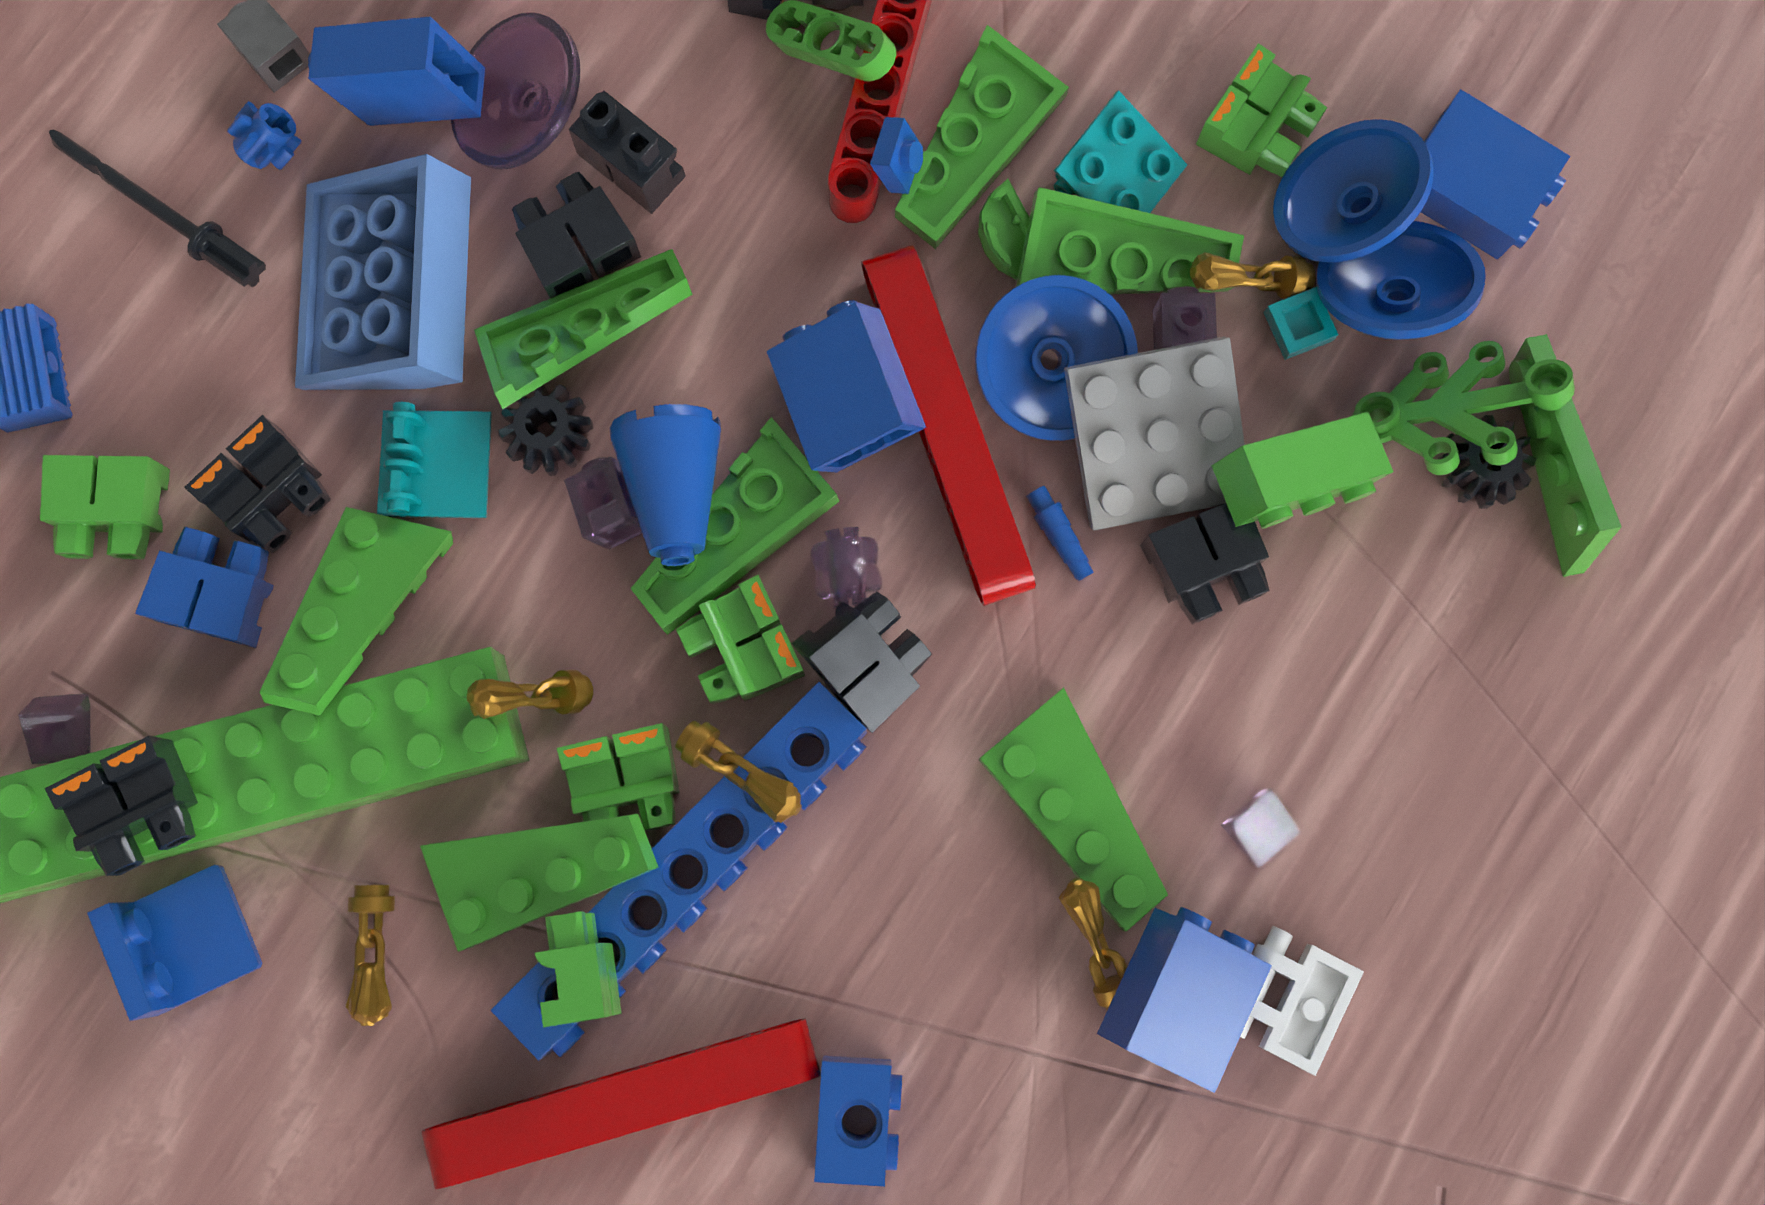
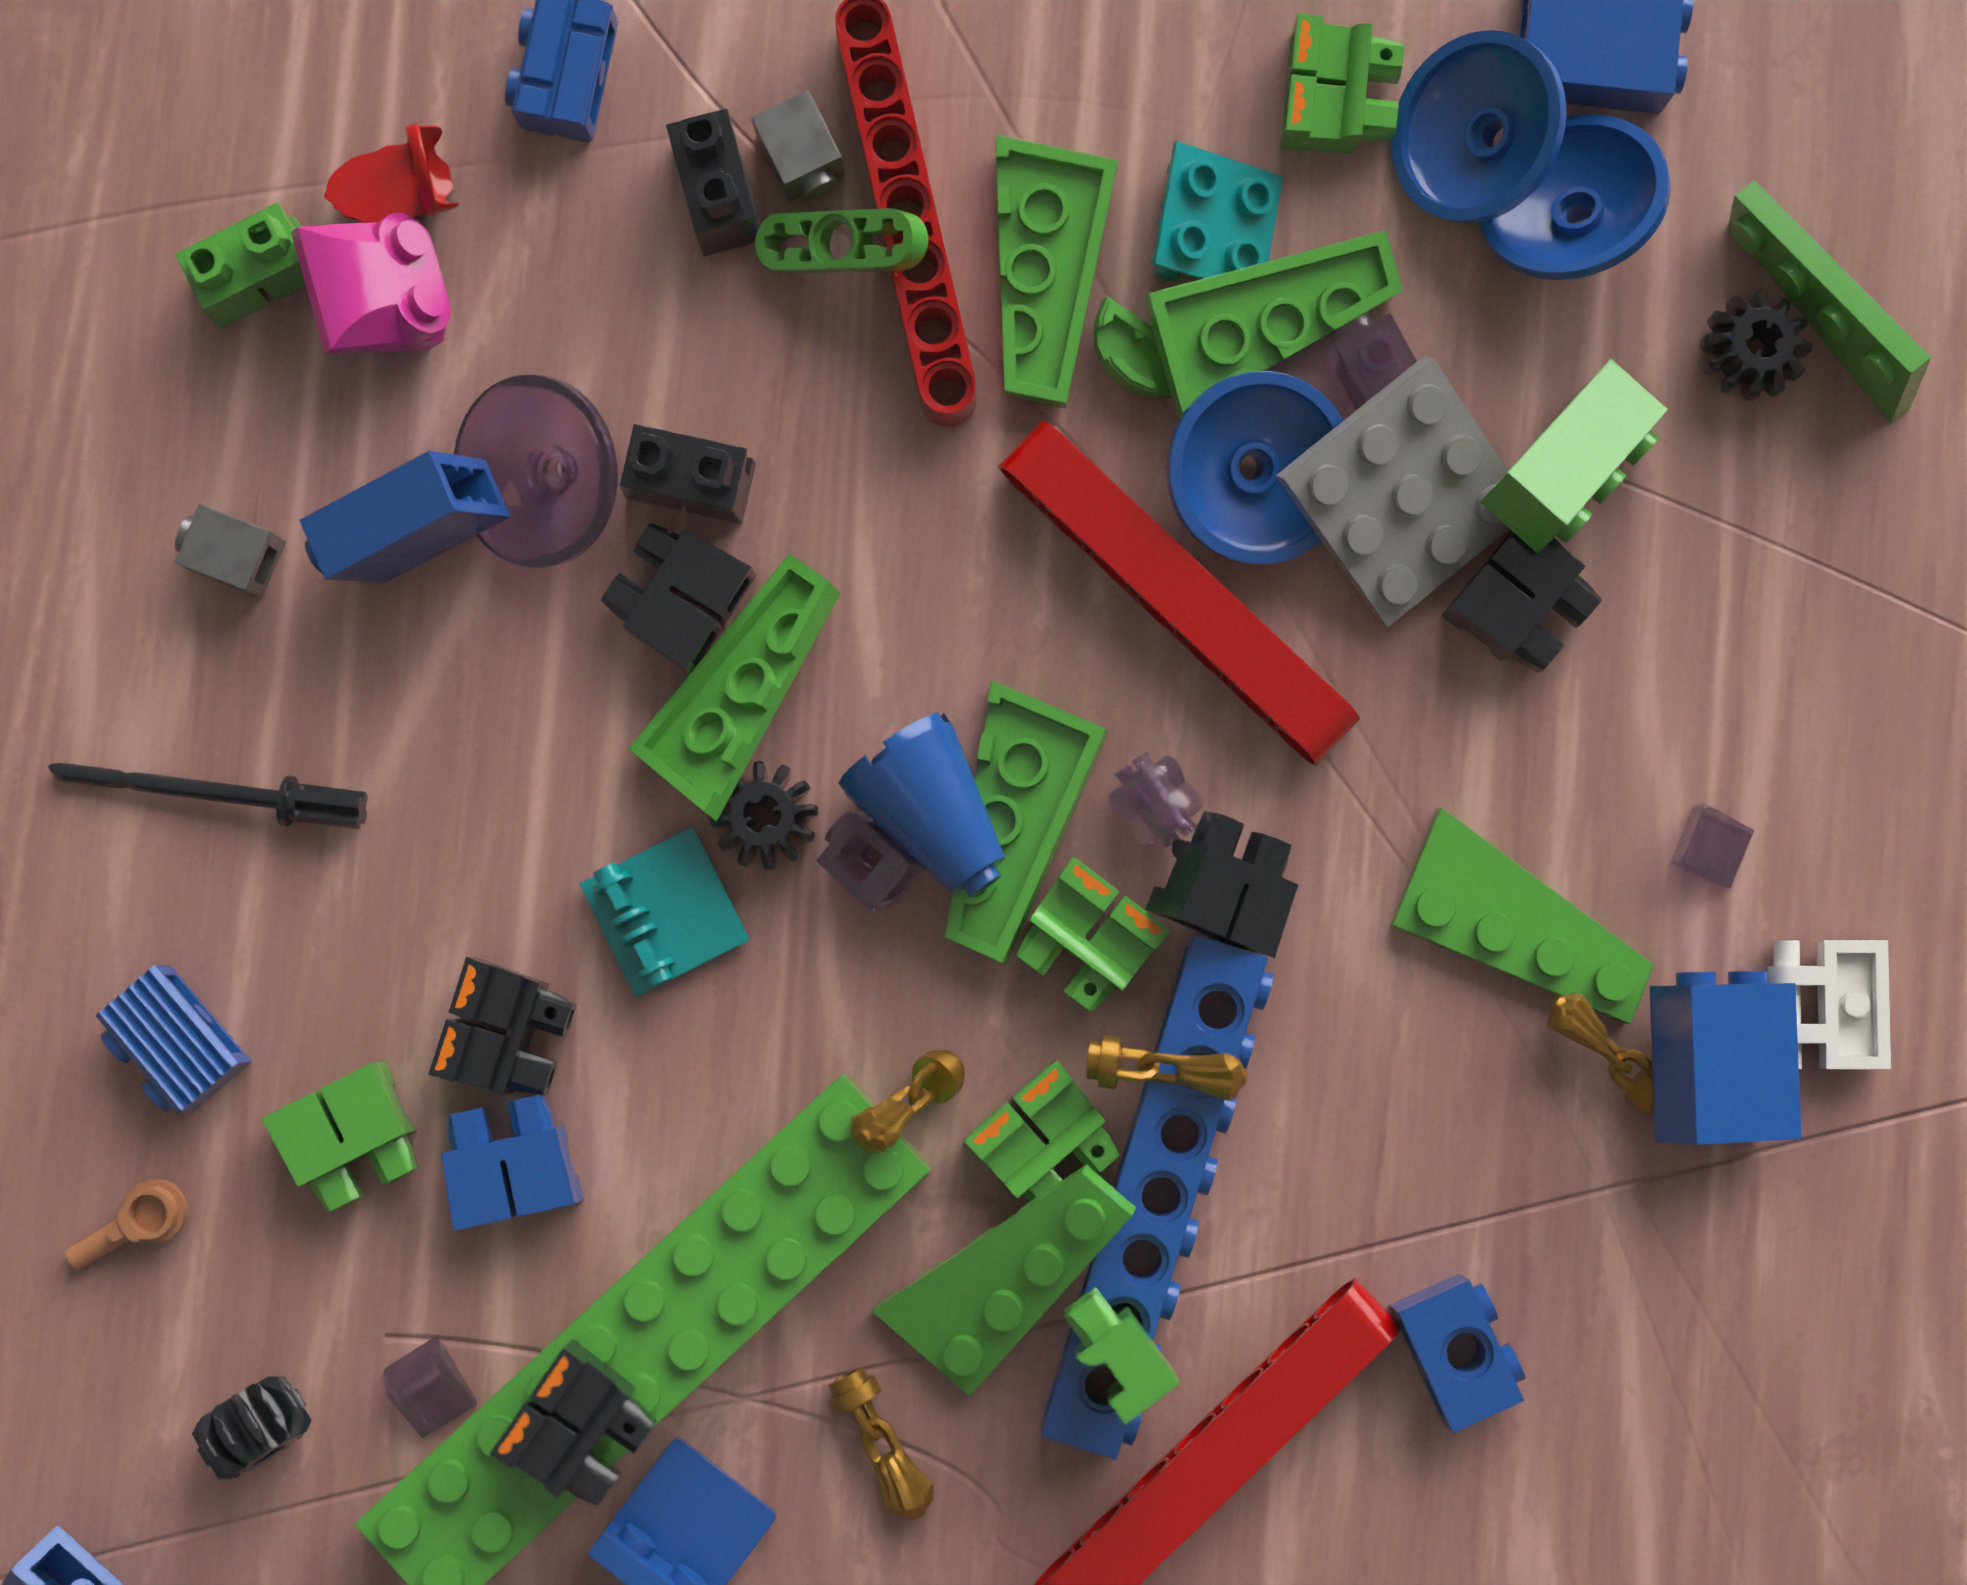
camera: 25 degrees left, 5 degrees up
(264, 135) = (289, 655): blue gear -> none
(350, 600) = (668, 1101): bright green wing -> none
(384, 278) = (502, 744): medium blue slope -> none
(845, 387) = (1056, 611): blue brick -> none
(897, 155) = (981, 333): blue plate -> none
(1058, 530) = (1348, 643): blue animal -> none
(1291, 274) = (1457, 250): pearl gold piece -> none
(1300, 323) = (1490, 294): teal plate -> none
(1454, 404) = (1694, 306): bright green plant -> none

